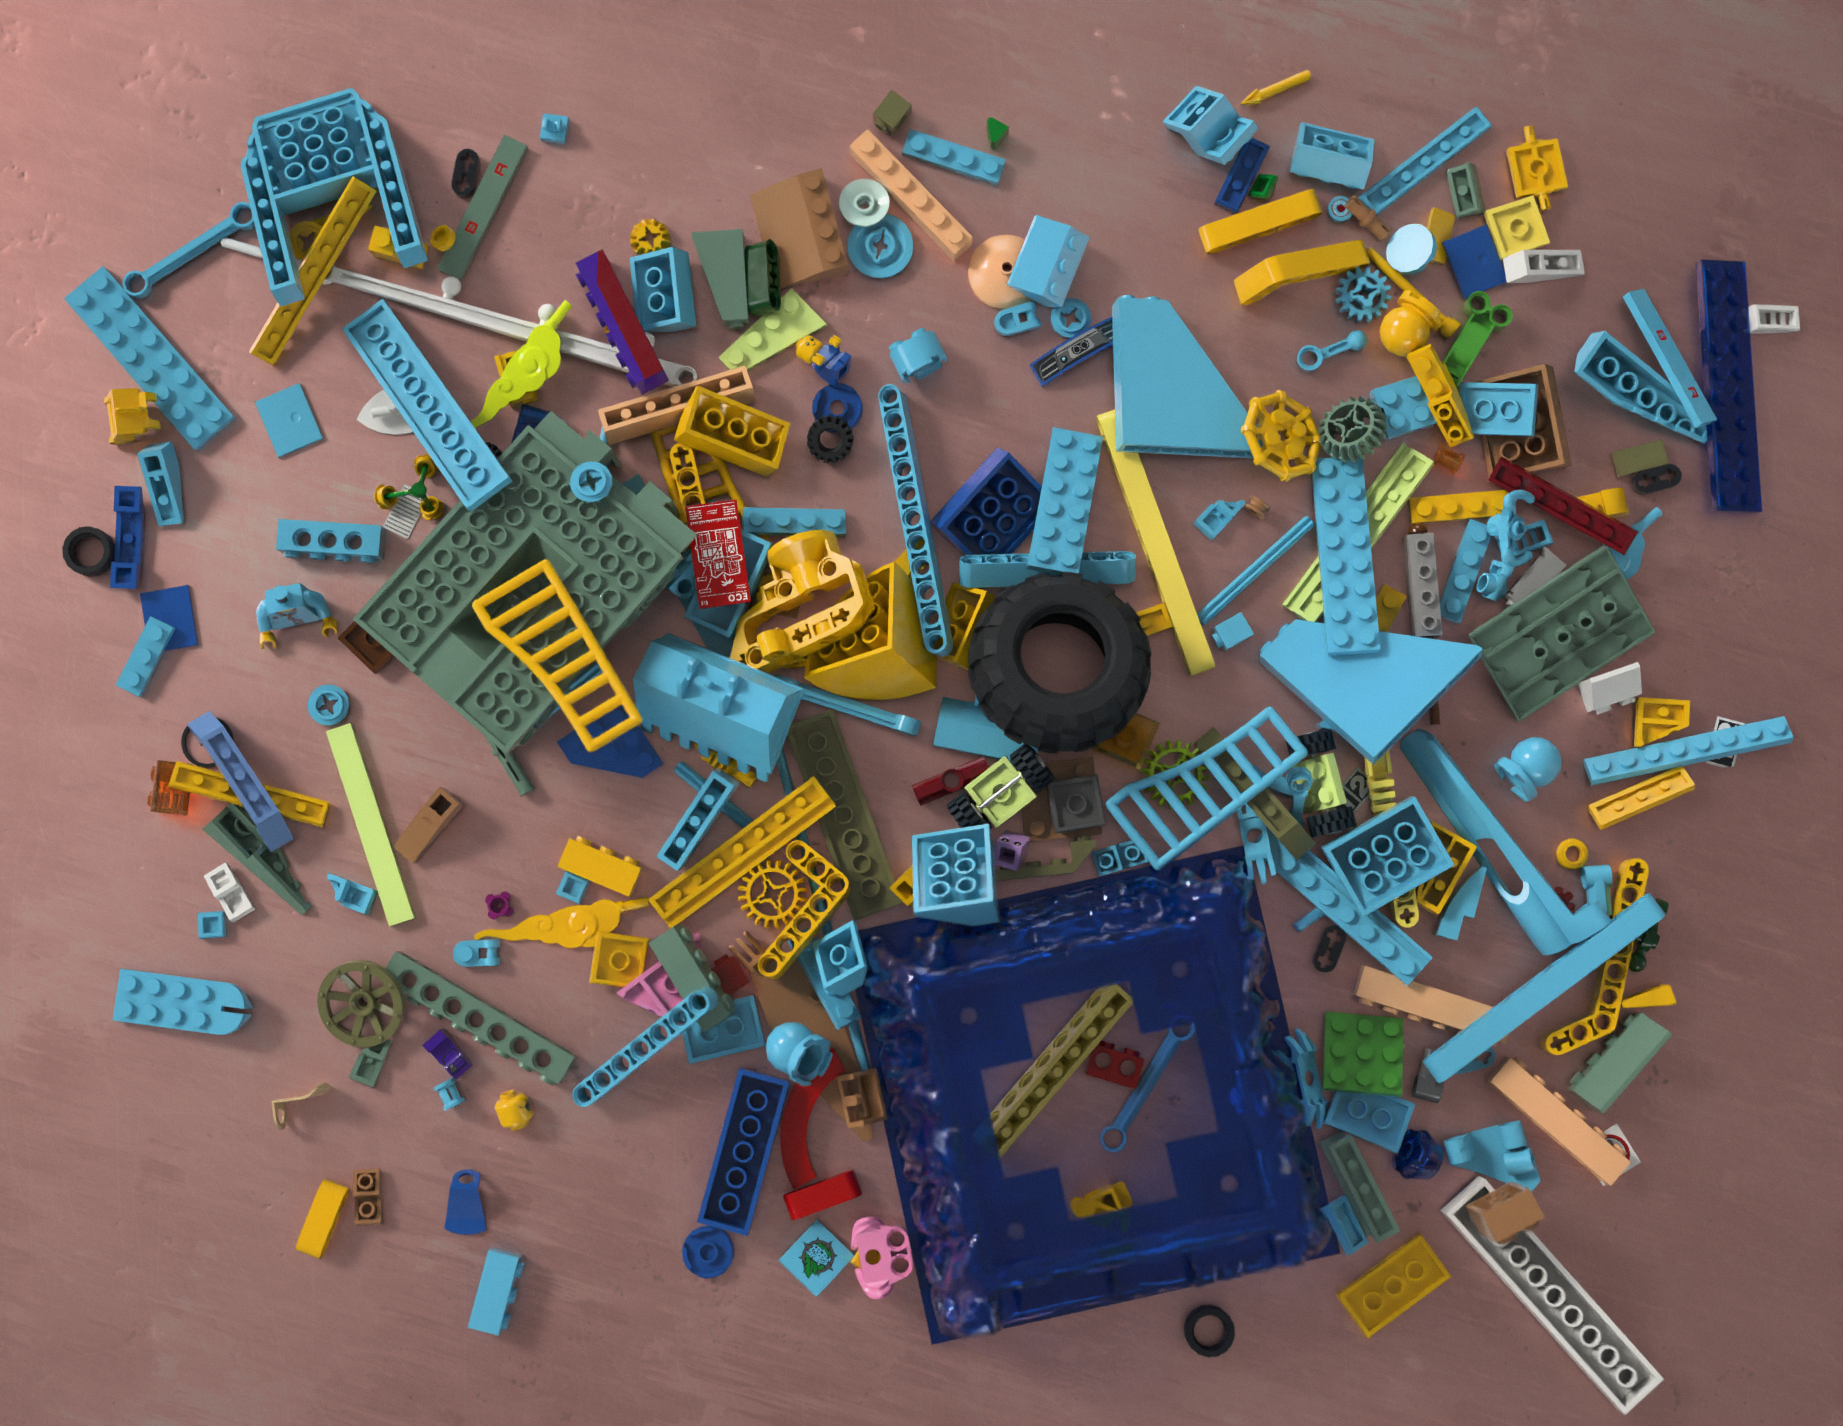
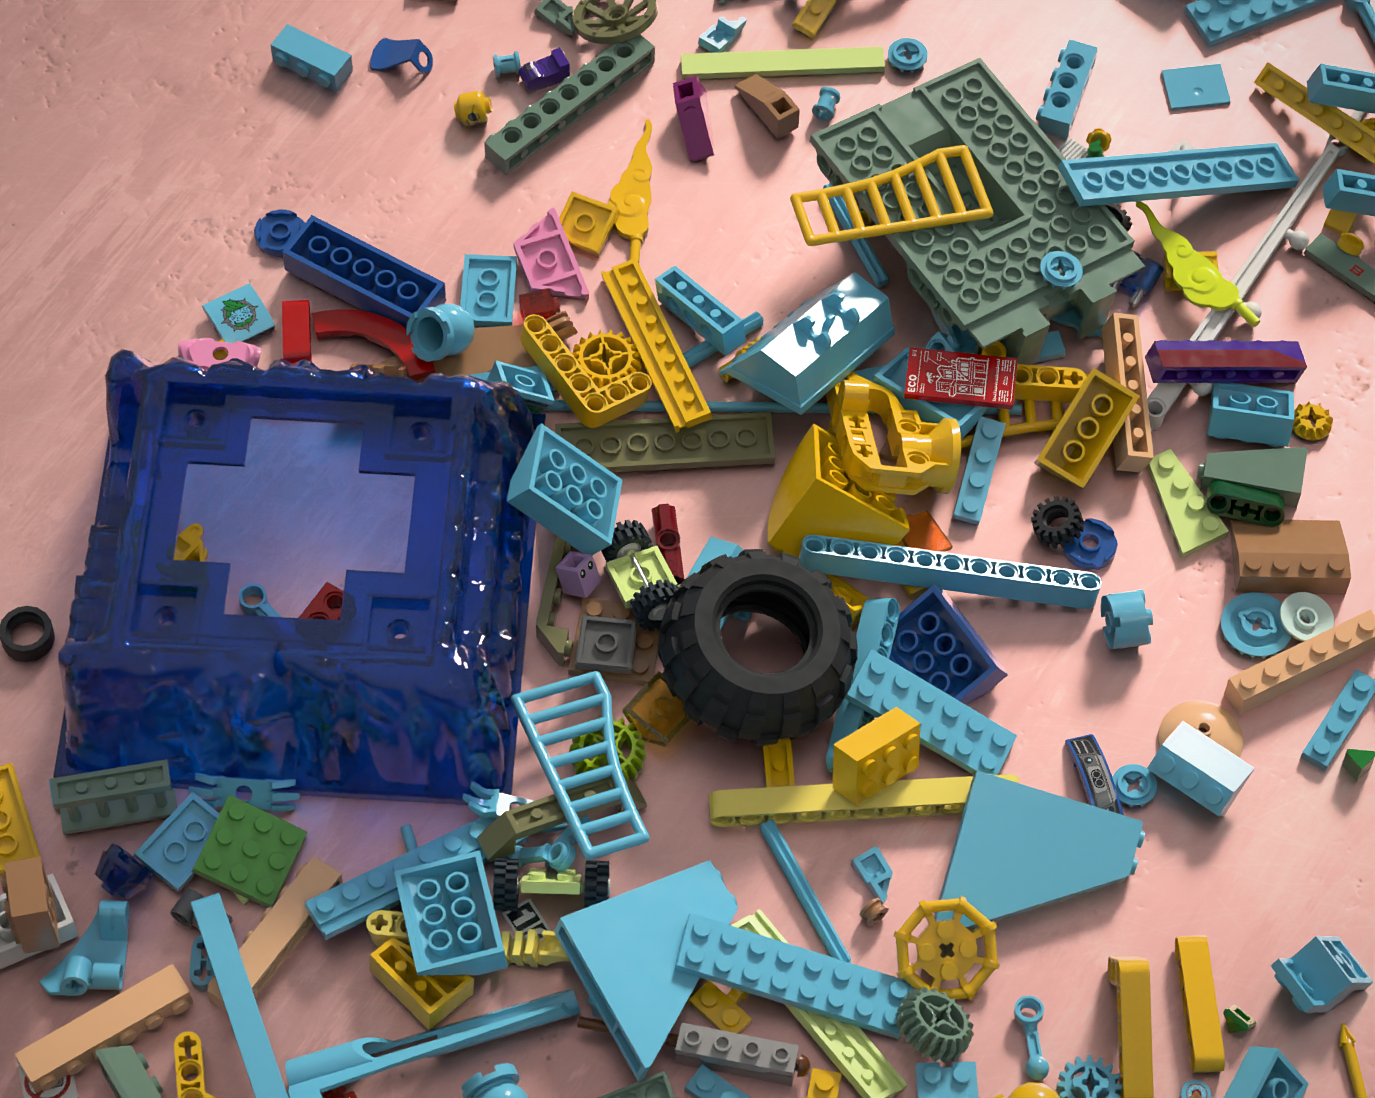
camera: 105 degrees right, 25 degrees down
(291, 607) = (1009, 38): medium azure torso -> none
(412, 767) = (826, 103): none -> medium azure bush
(468, 953) = (632, 110): medium azure plate -> none
(469, 889) = (694, 118): none -> magenta slope
(493, 900) = (671, 137): magenta plate -> none
(513, 770) = (798, 183): sand green pin -> none
(573, 887) = (669, 206): medium azure tile -> none
(601, 866) = (680, 228): yellow brick -> none
(626, 754) = (796, 271): blue plate -> none
(636, 1055) = (494, 212): medium azure beam -> none
(690, 972) = (546, 267): sand green brick -> none
(825, 359) = (1146, 538): piece -> none
(861, 710) = (741, 515): medium azure piece -> none
(875, 552) = (925, 534): none -> clear orange piece
(1008, 322) = (1144, 722): medium azure plate -> none
(1057, 1063) = (320, 522): light yellow brick -> none
(1117, 858) = (538, 673): medium azure slope -> none
(1128, 534) = (876, 755): none -> yellow brick
(1231, 632) = (743, 848): medium azure brick -> none
(1241, 175) = (1259, 1003): blue tile -> none
(1335, 950) = (375, 848): black beam -> none
(1460, 904) = (371, 995): medium azure slope -> none

